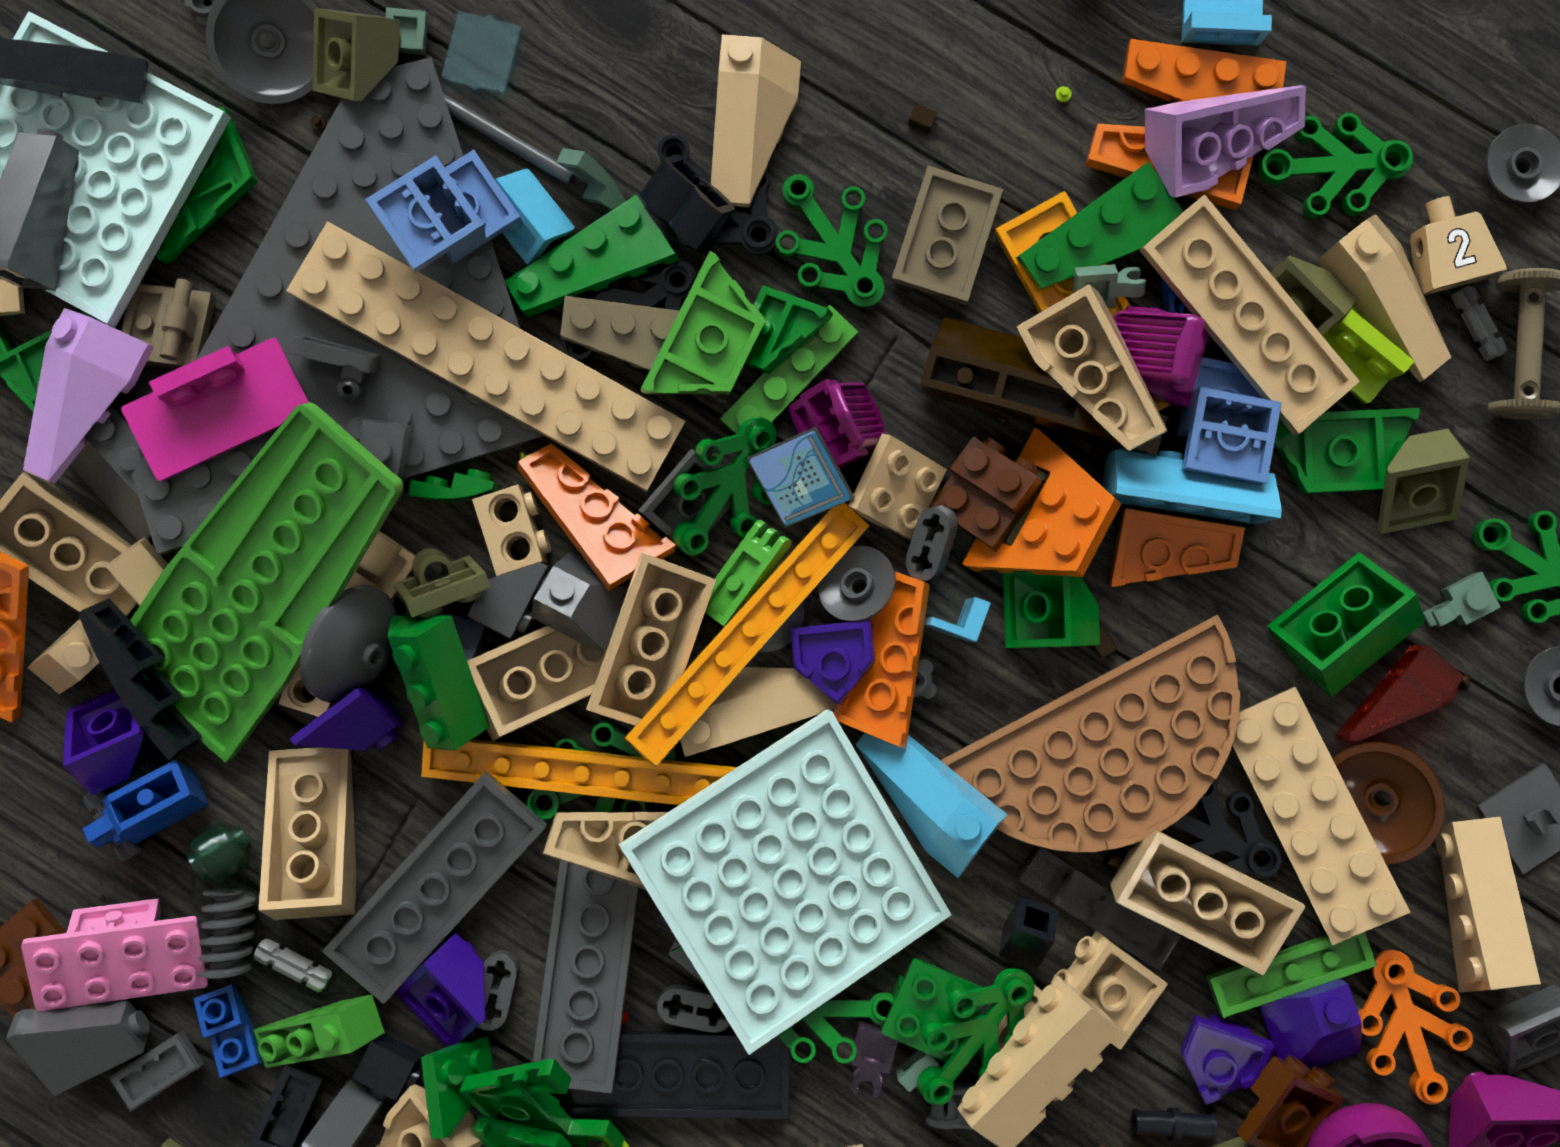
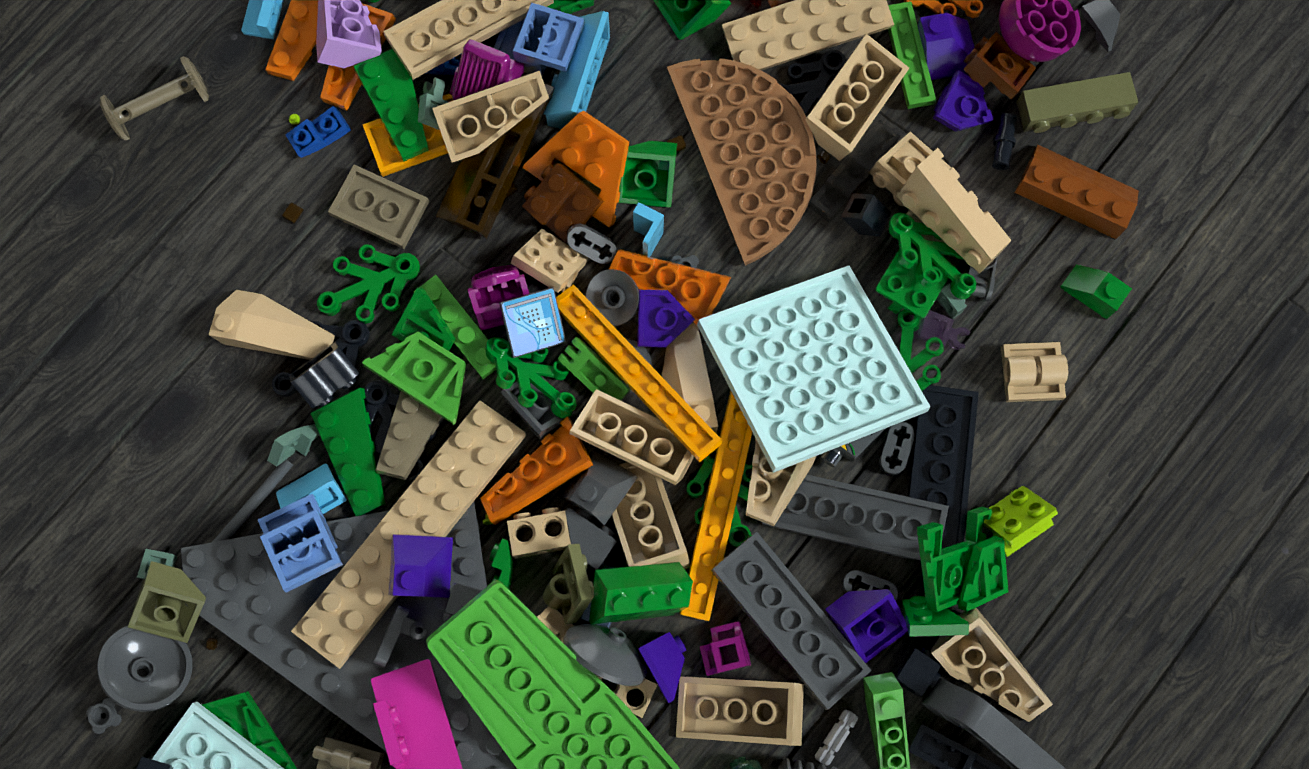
camera: 85 degrees left, 10 degrees down
(384, 806) = (726, 651): none -> magenta brick
(431, 378) = (420, 566): none -> dark purple slope
(481, 52) = (183, 515): clear light blue piece -> none
(937, 803) = (772, 263): medium azure wedge -> none
(1045, 132) = (319, 133): none -> blue slope
(1169, 545) = (616, 91): orange wing -> none

